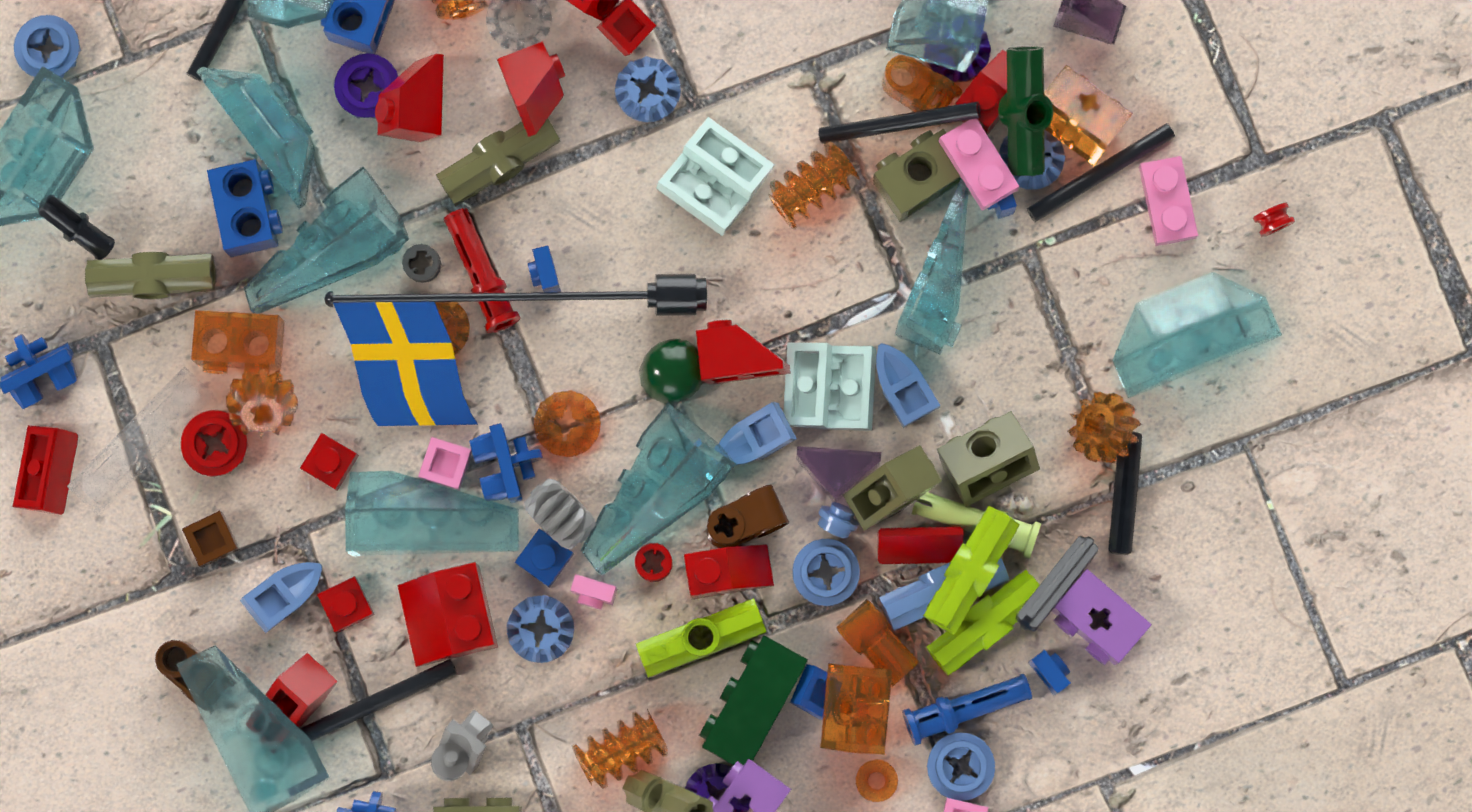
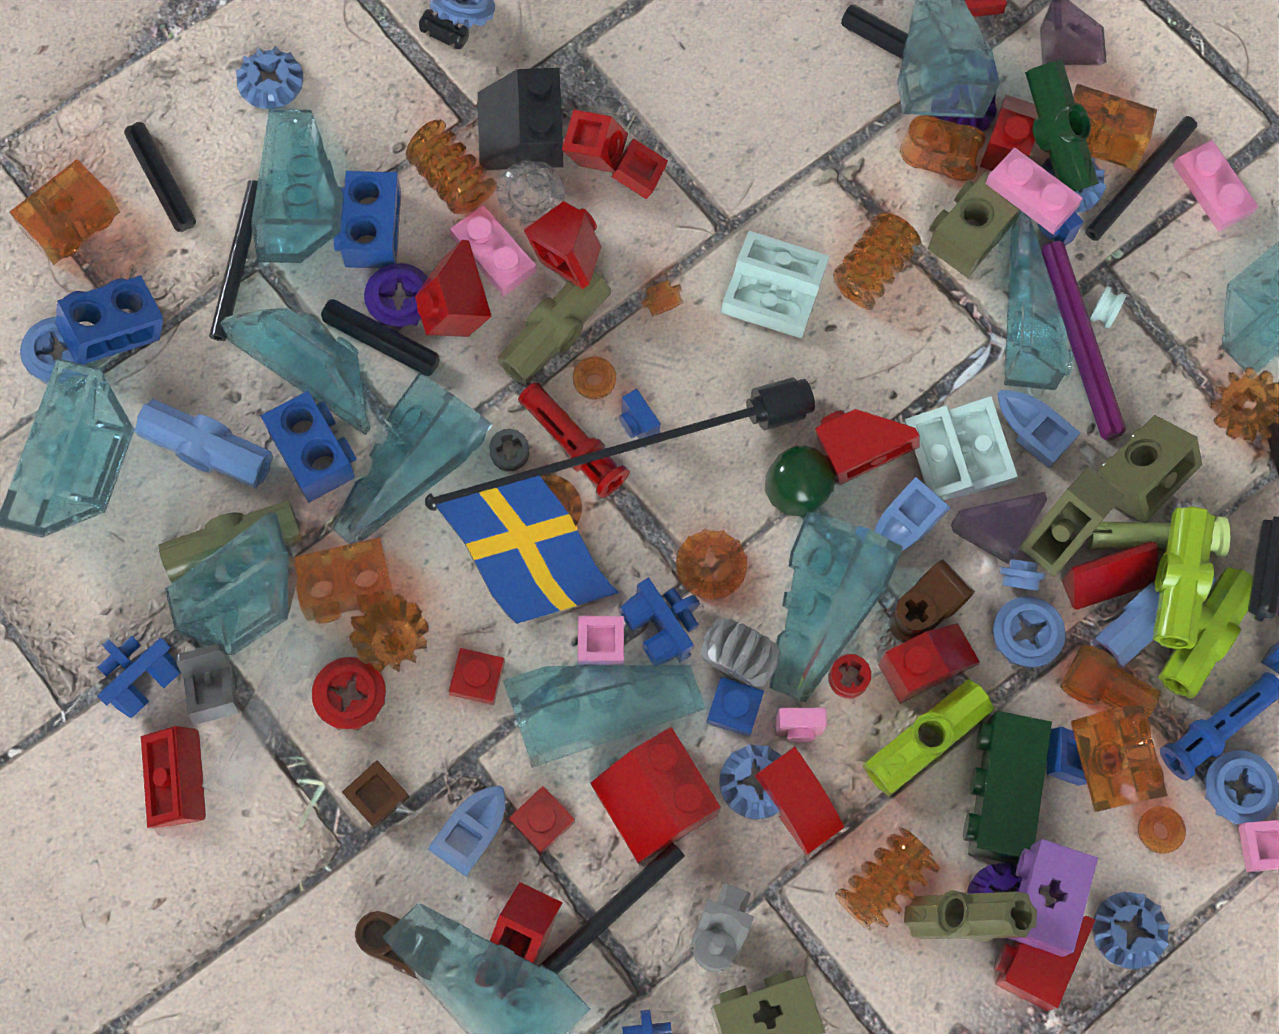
camera: 25 degrees left, 10 degrees down
(76, 226) = (136, 511): black axle -> none
(96, 399) = (208, 684): none -> flat silver bracket
(102, 47) = (112, 328): none -> blue brick
(141, 327) = (237, 589): none -> clear light blue wedge
(152, 177) = (203, 443): none -> medium blue piece
(338, 121) = (380, 337): none -> black axle
(467, 65) = (494, 250): none -> bright pink plate
(515, 206) = (596, 366): none -> clear orange plate
(570, 658) = (801, 800): none -> red slope
(605, 160) = (662, 298): none -> clear orange plate
(653, 106) = (692, 236): medium blue gear -> none
(900, 122) = (942, 177): black piece -> none
(980, 315) = (1083, 342): none -> magenta axle
(1014, 292) = (1107, 307): none -> light aqua bush

